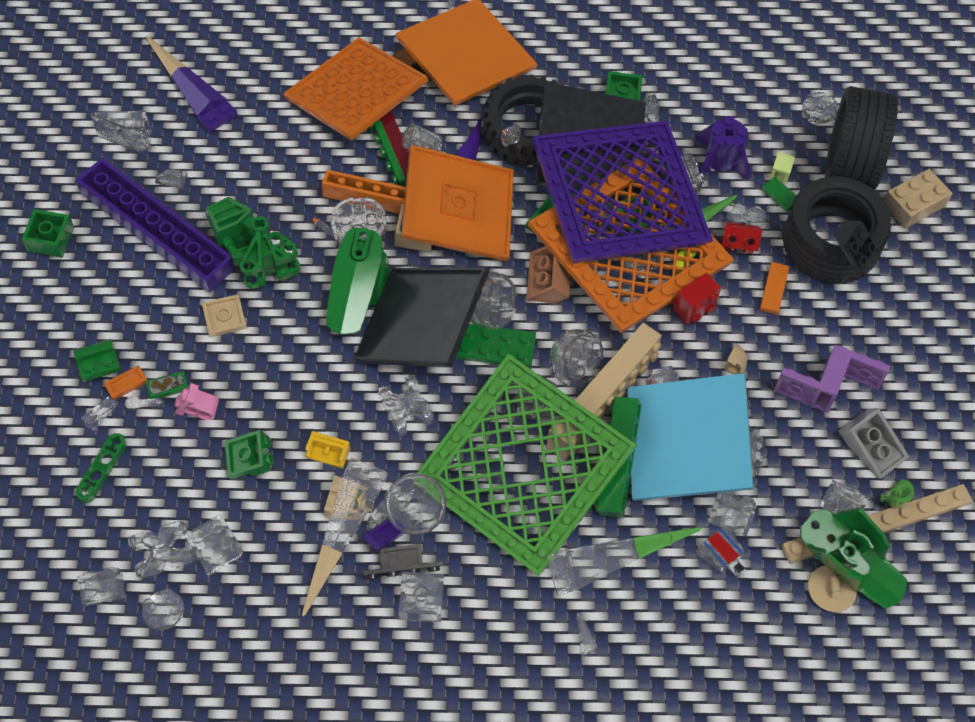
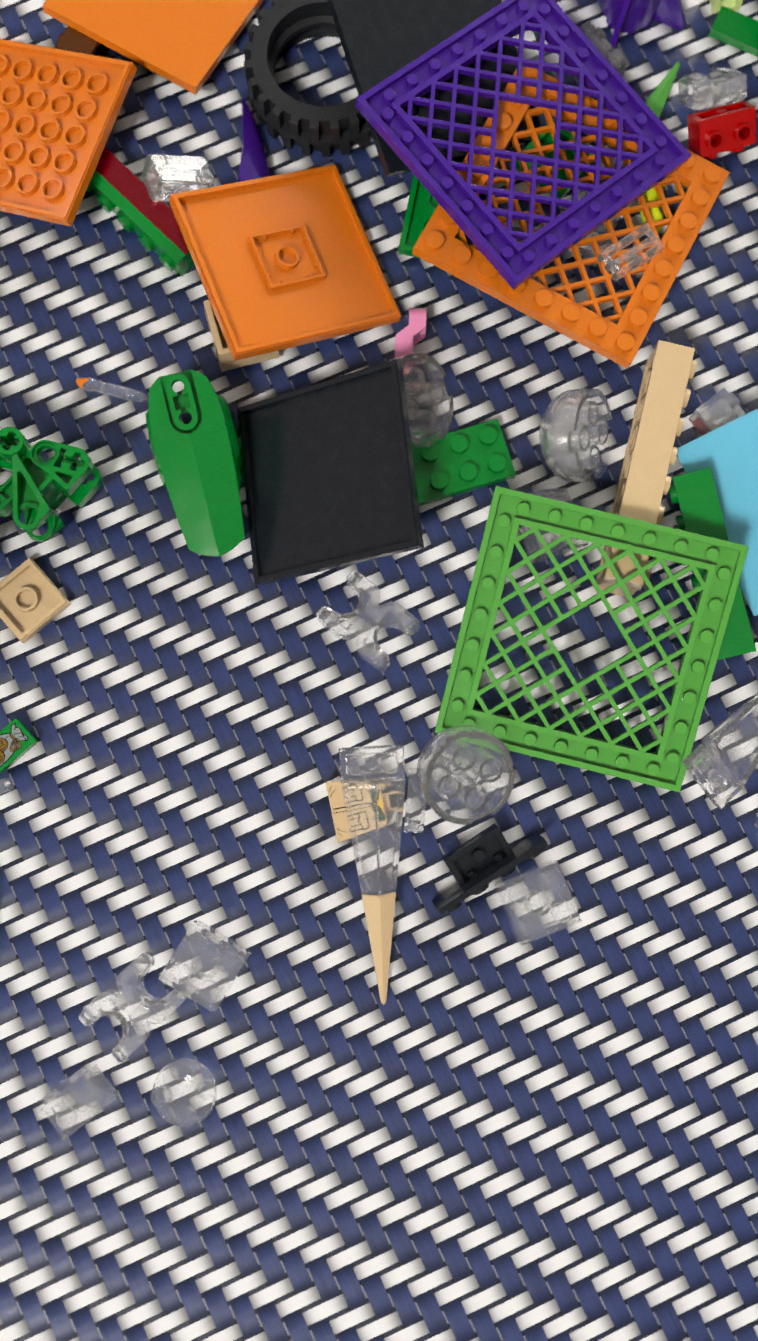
camera: 25 degrees left, 20 degrees up
(196, 403) = (63, 762): bright pink pin -> none
(248, 454) = (182, 805): green plate -> none
(327, 449) = (291, 743): yellow hinge -> none
(343, 186) = (133, 303): orange brick -> none
(360, 214) = (150, 350): clear cylinder -> none
(382, 535) = (436, 840): dark purple tile -> none
(510, 135) = (316, 111): clear plate -> none
(513, 268) = (412, 333): none -> bright pink piece
(547, 278) = (470, 322): nougat slope -> none
(653, 276) = (613, 265): none -> clear tile
(697, 299) = (709, 262): red brick -> none

